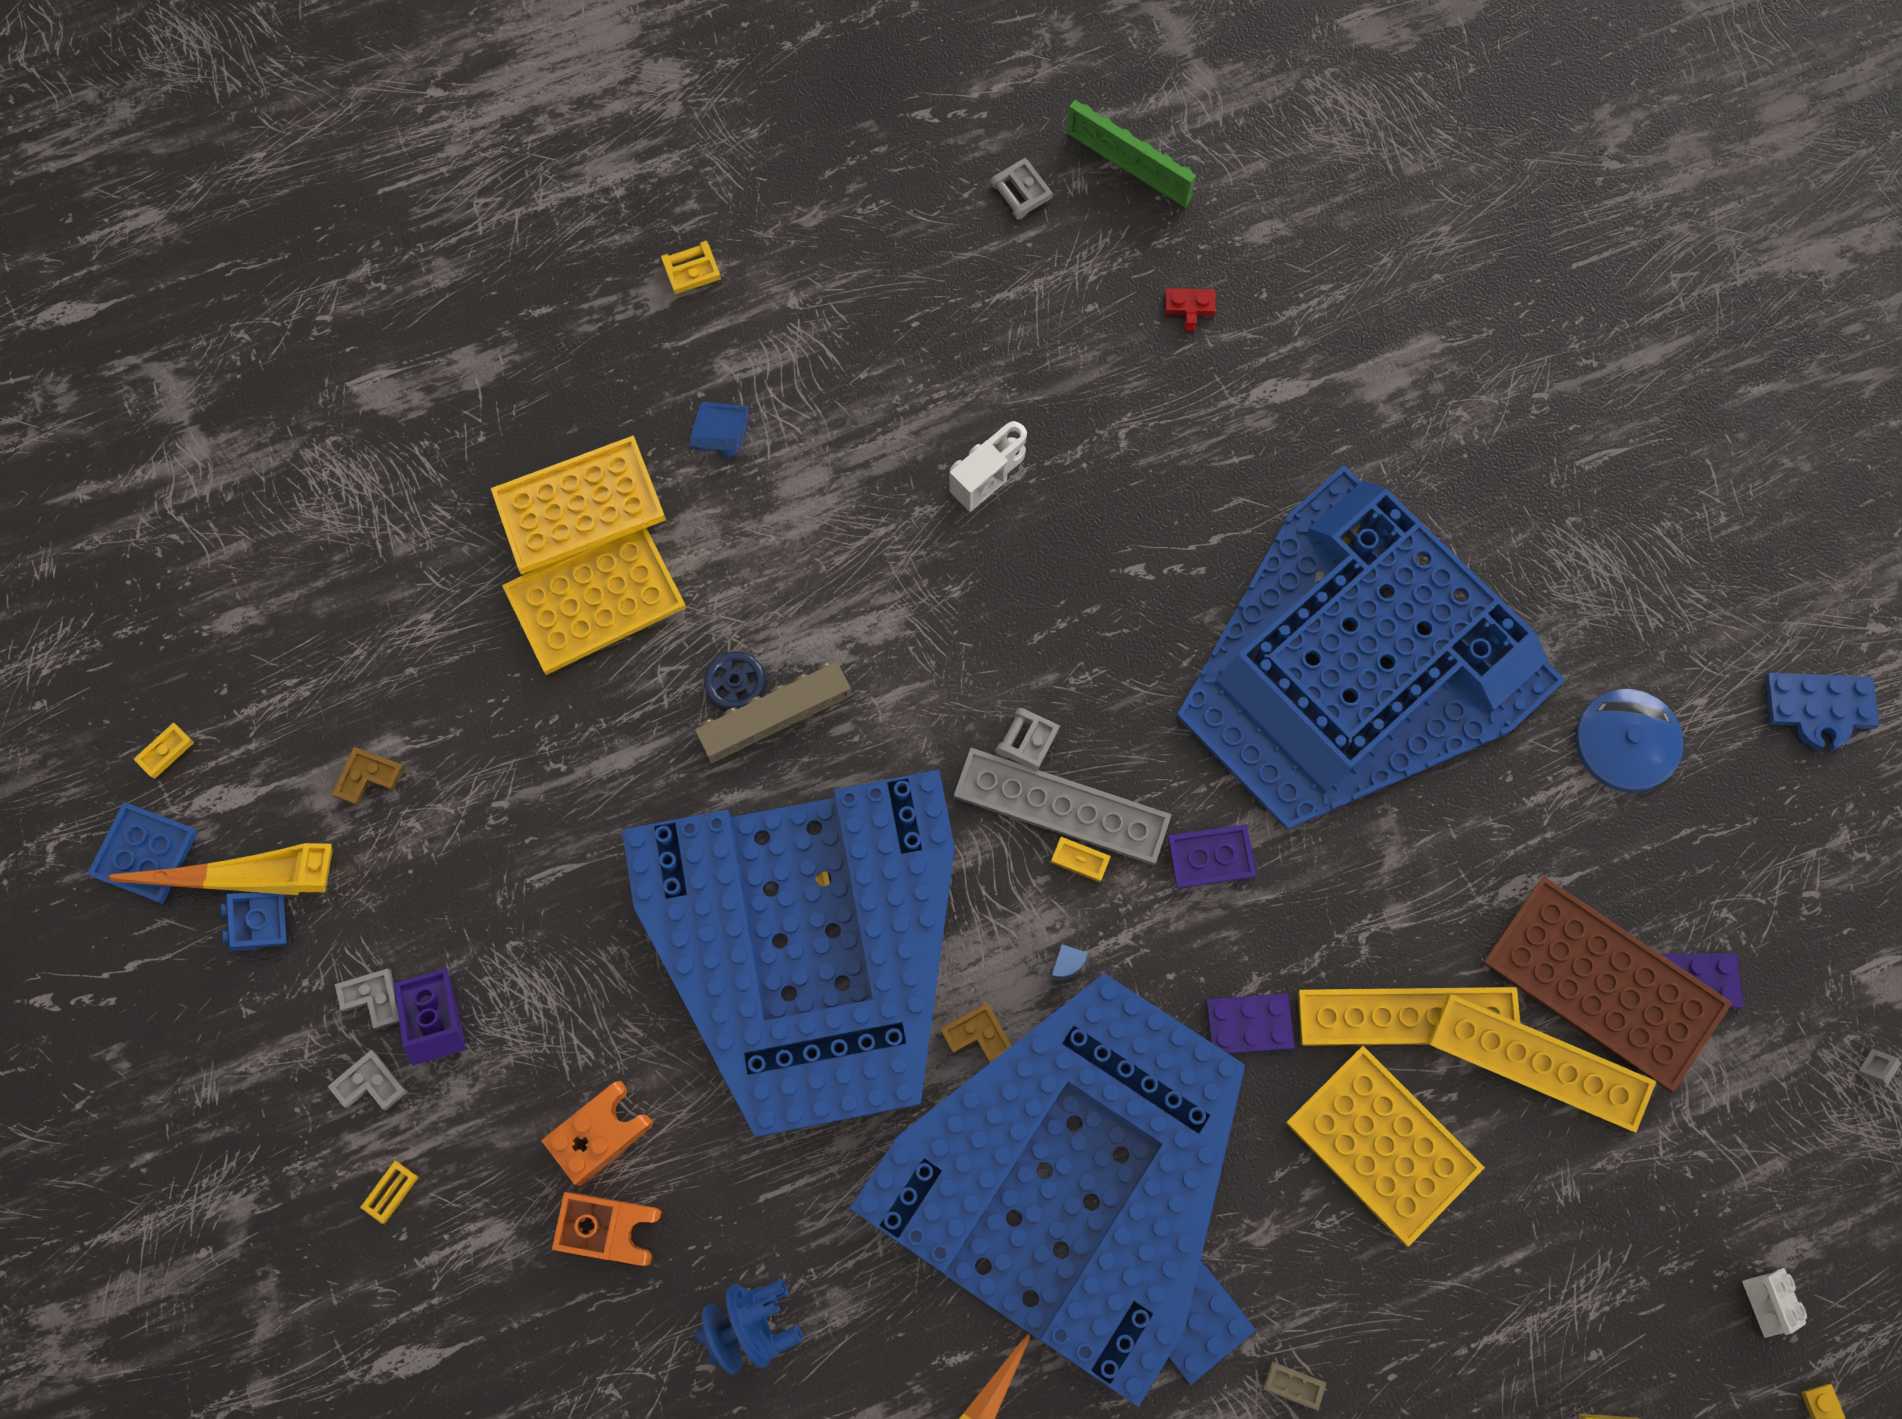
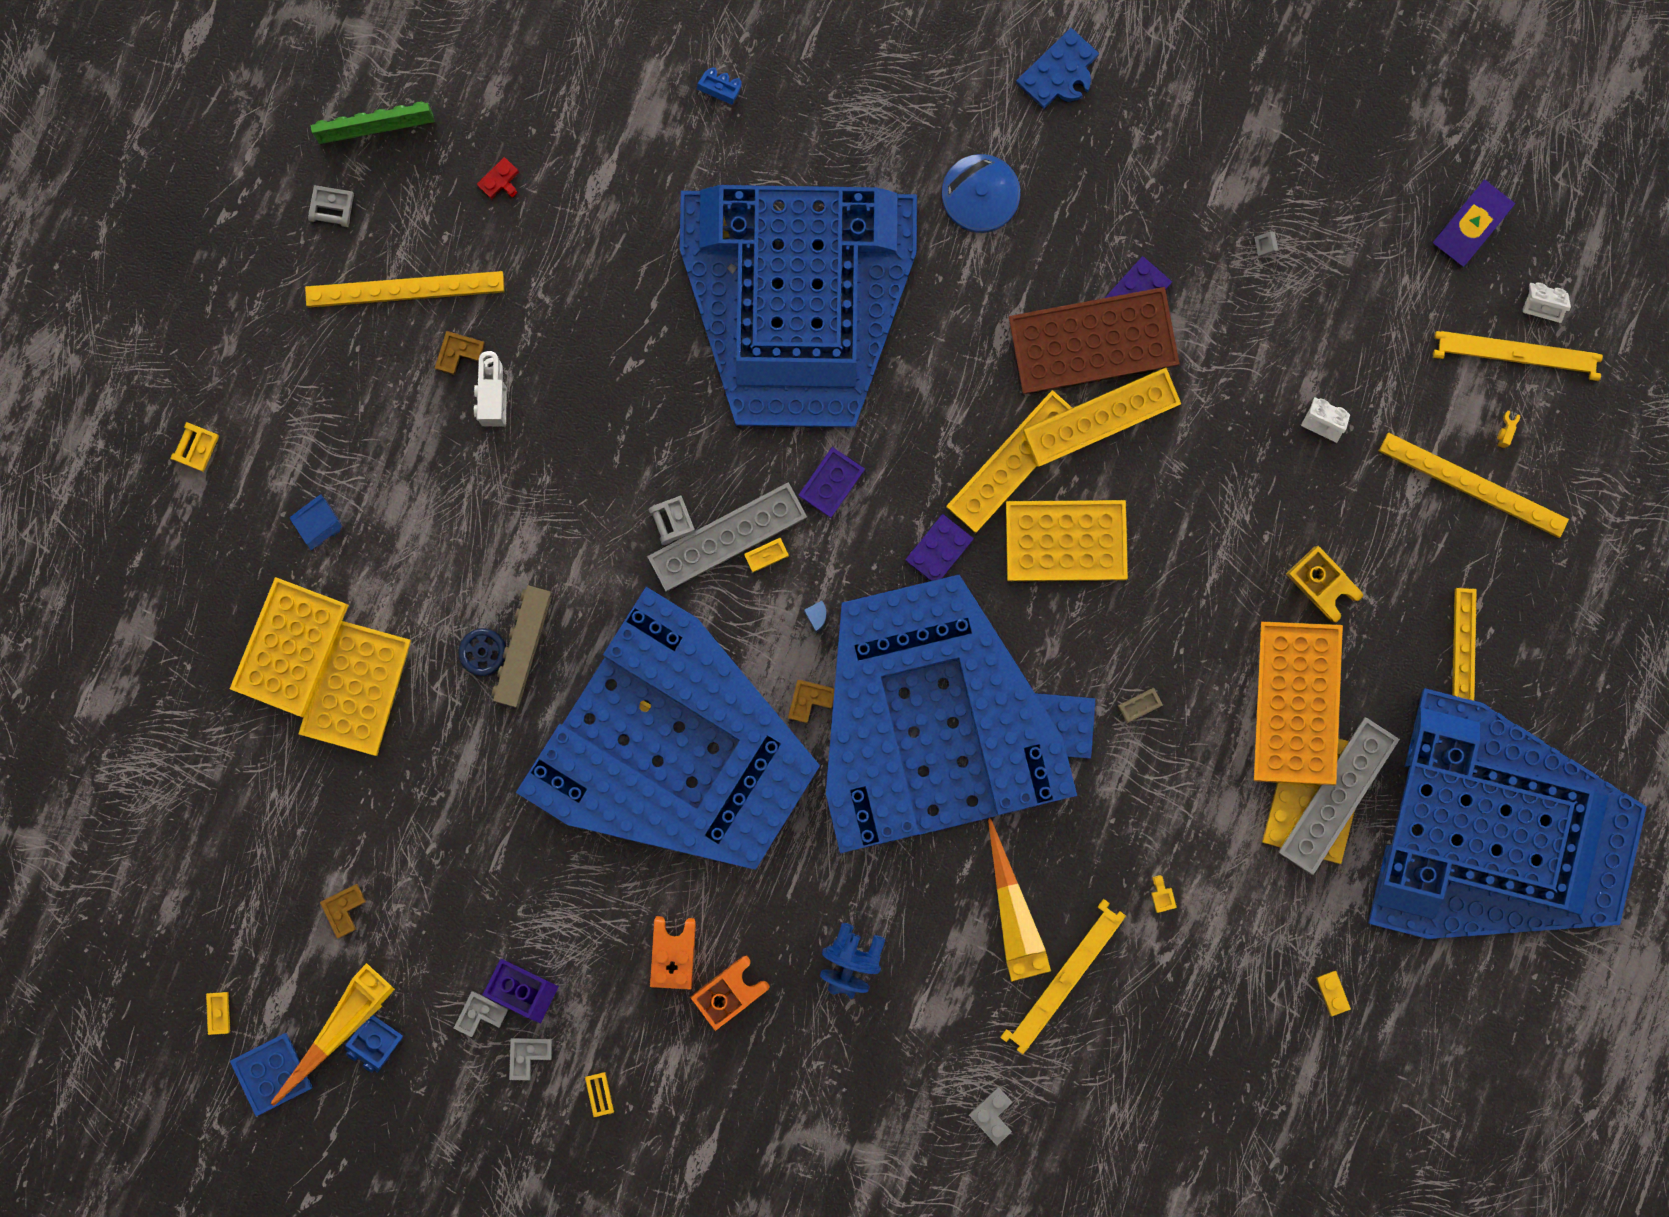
camera: 50 degrees left, 10 degrees up
(995, 401) = (453, 348): none -> pearl gold plate
(1010, 315) = (404, 289): none -> yellow plate
(1474, 413) = (719, 86): none -> blue plate

